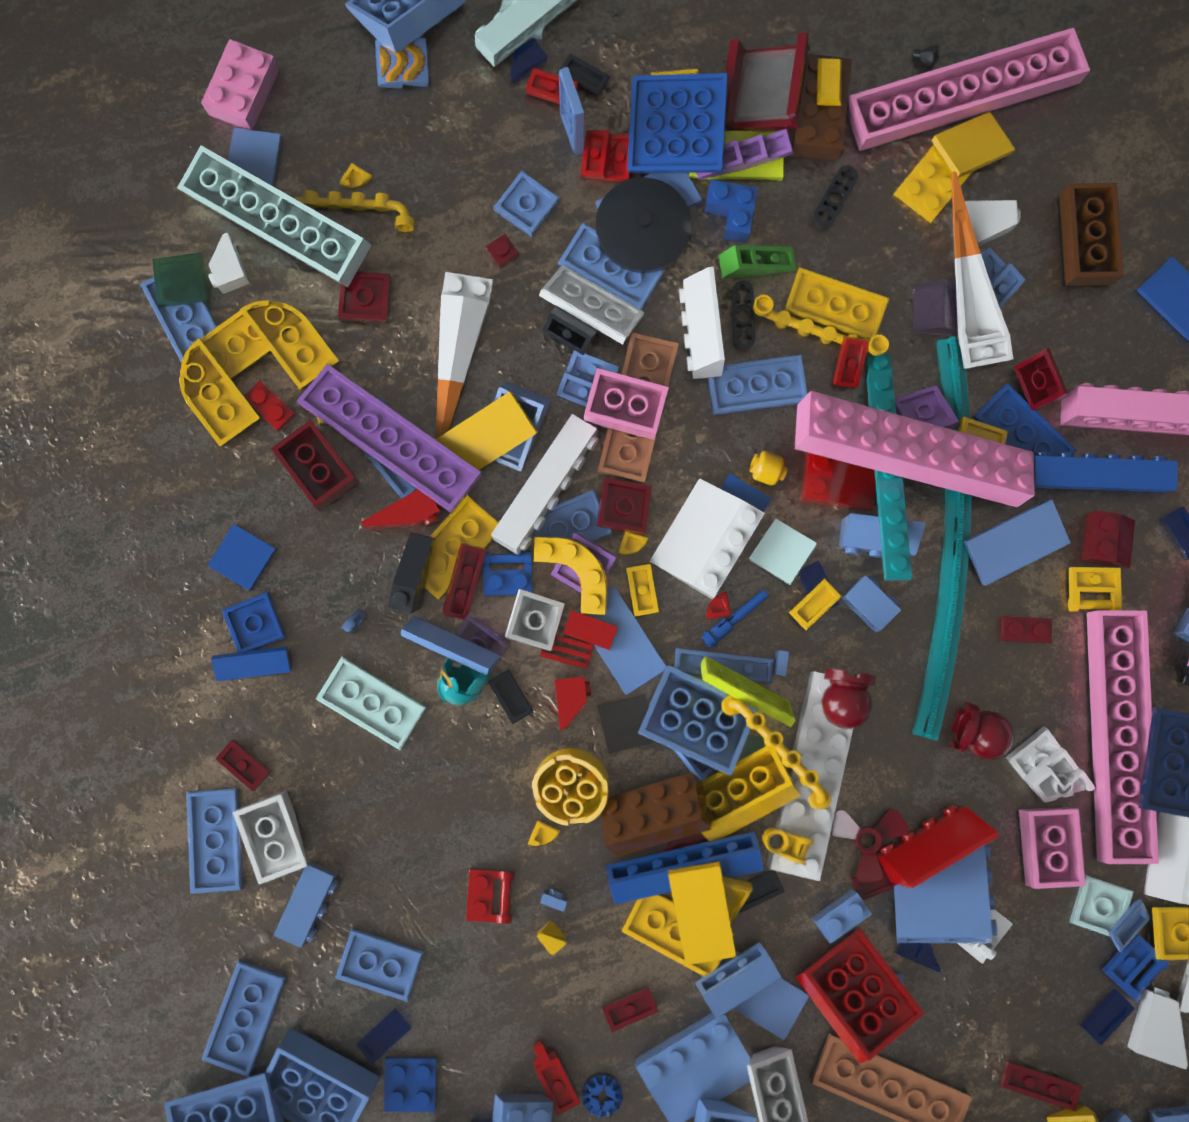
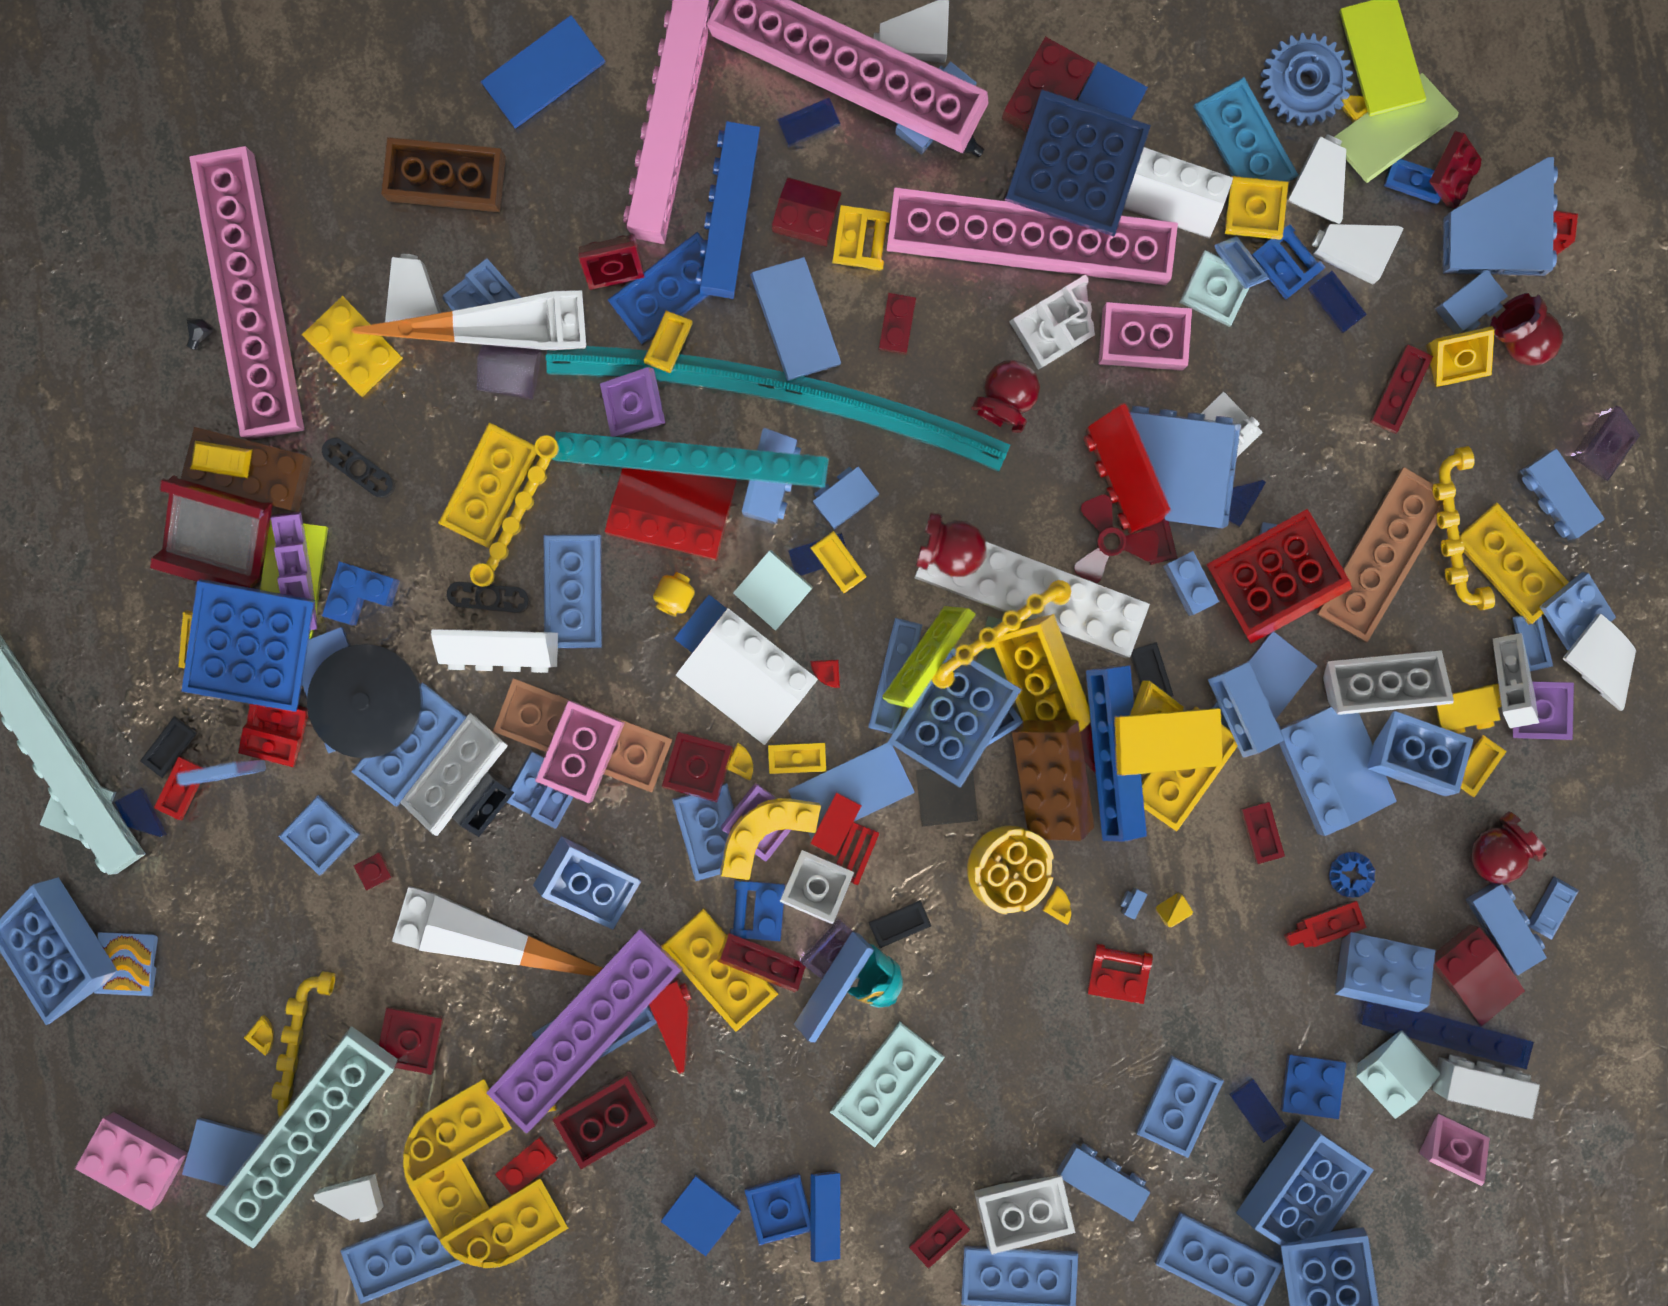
camera: 80 degrees left, 5 degrees up
(180, 280) = (362, 1256): clear green tile -> none
(354, 621) = (791, 1093): medium blue tile -> none
(411, 574) = (746, 1021): black slope -> none
(490, 432) = (593, 913): yellow tile -> none
(545, 485) = (661, 855): white brick -> none
(571, 697) = (909, 855): red slope -> none
(724, 627) = (850, 668): blue pin -> none
(755, 261) = (425, 572): bright green slope -> none
(780, 663) = (901, 611): medium blue tile -> none
(791, 845) = (1106, 634): yellow piece -> none
(850, 362) = (561, 480): red plate -> none
(914, 449) = (678, 428): bright pink brick -> none
(973, 144) = (316, 295): yellow tile -> none

